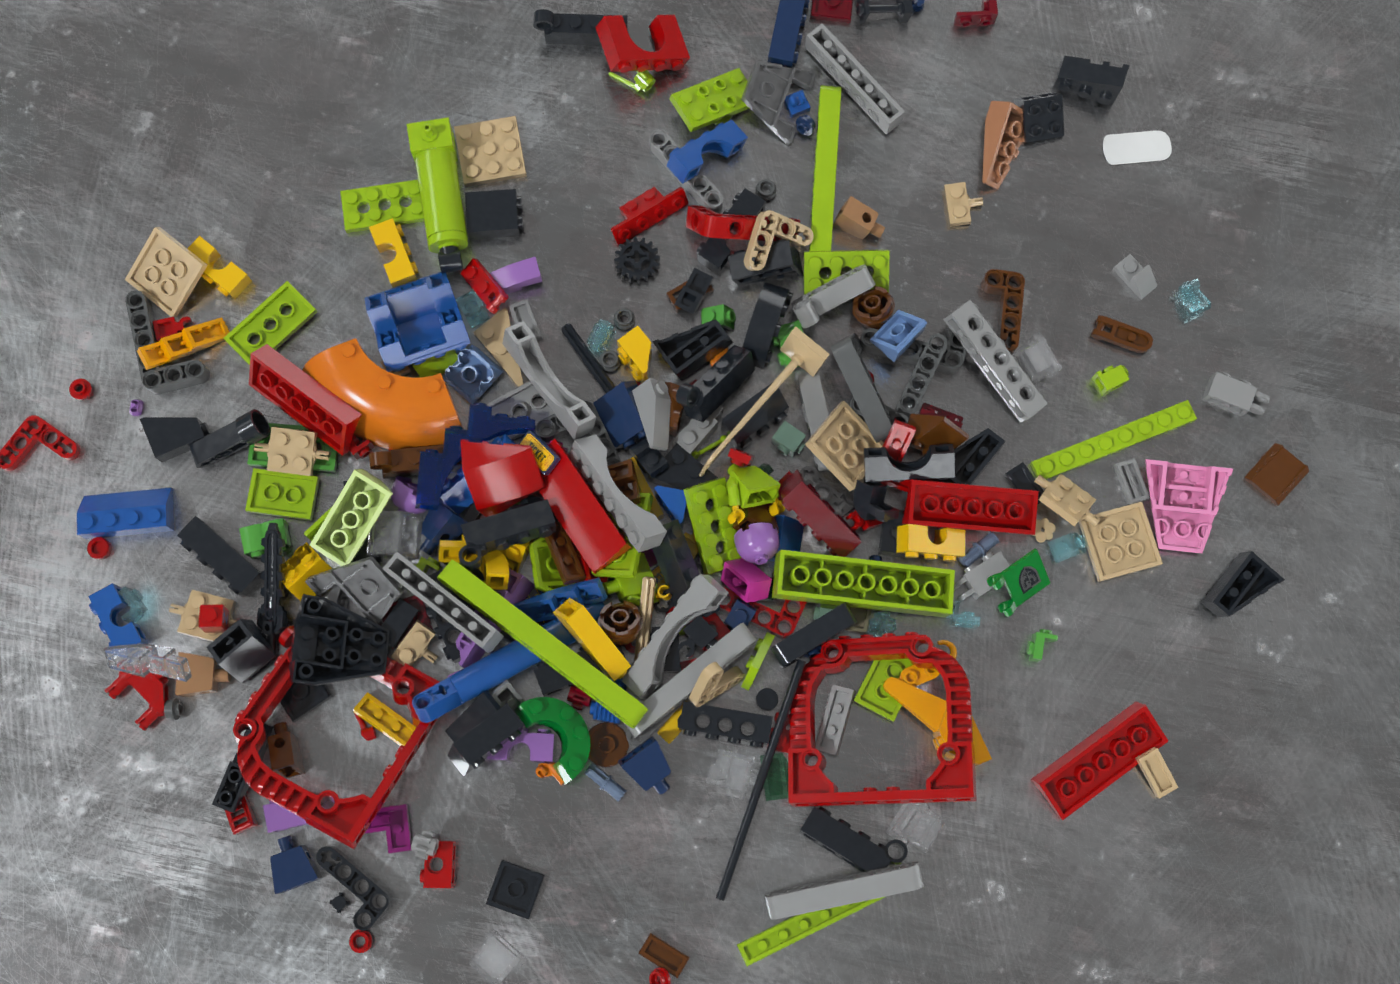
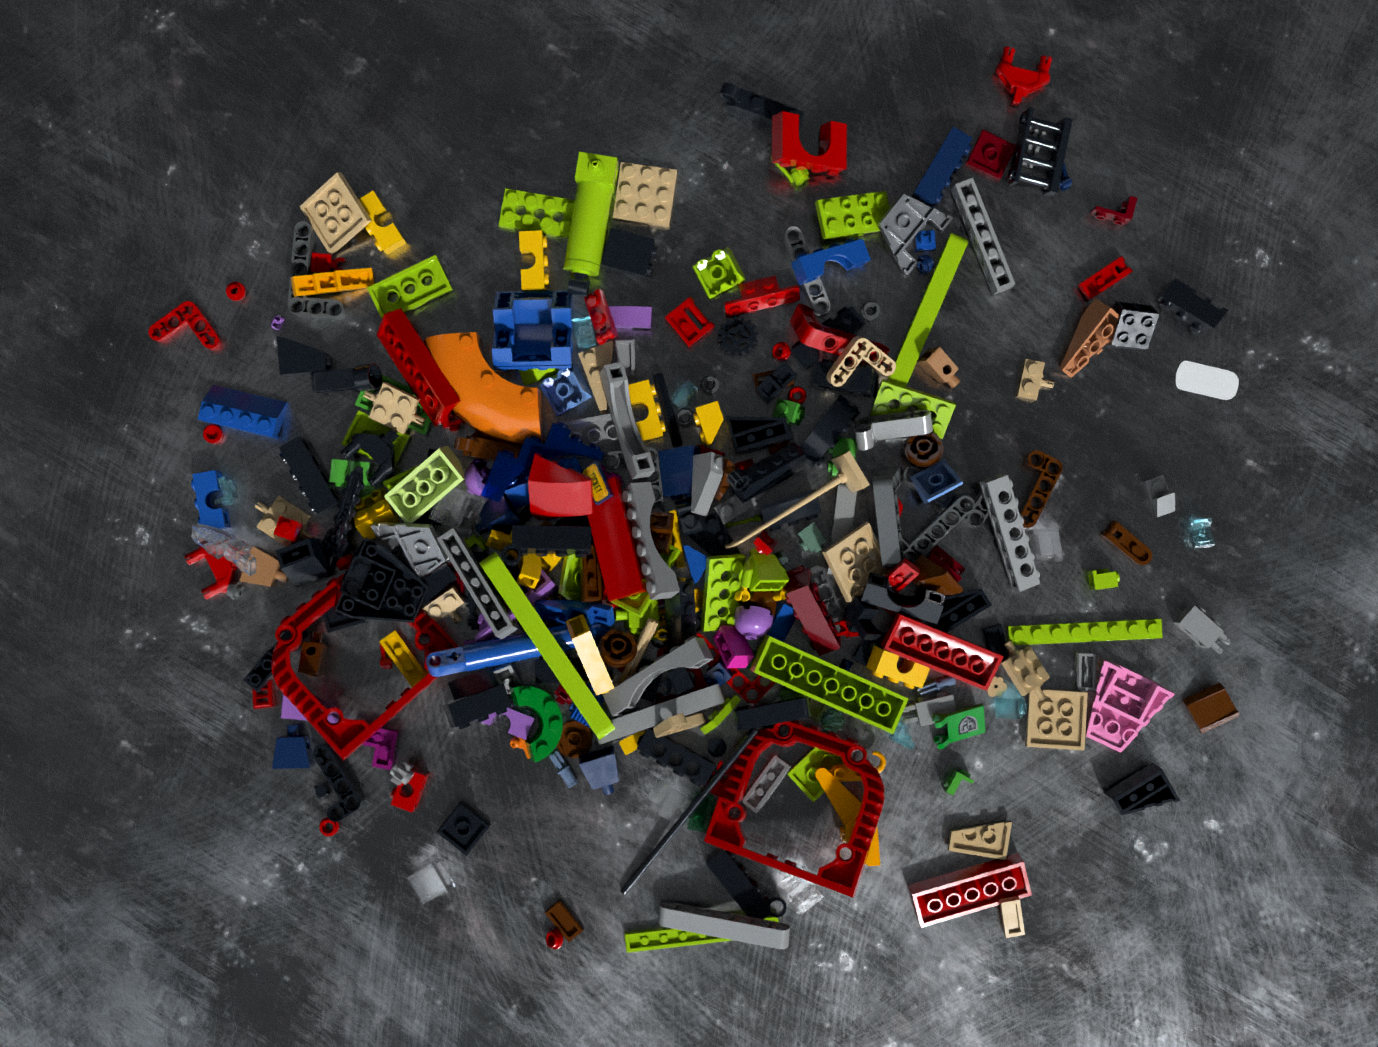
camera: 20 degrees right, 10 degrees up
(288, 499) = (379, 448): none -> black connector
(556, 351) = (642, 394): none -> yellow arch
(578, 268) = (685, 326): none -> red plate
(594, 202) = (719, 272): none -> lime slope
(688, 259) = (781, 351): none -> red plate
(720, 293) = (797, 389): none -> red plate
(993, 81) = (1104, 278): none -> red plate
(1092, 700) = (982, 840): none -> tan wing

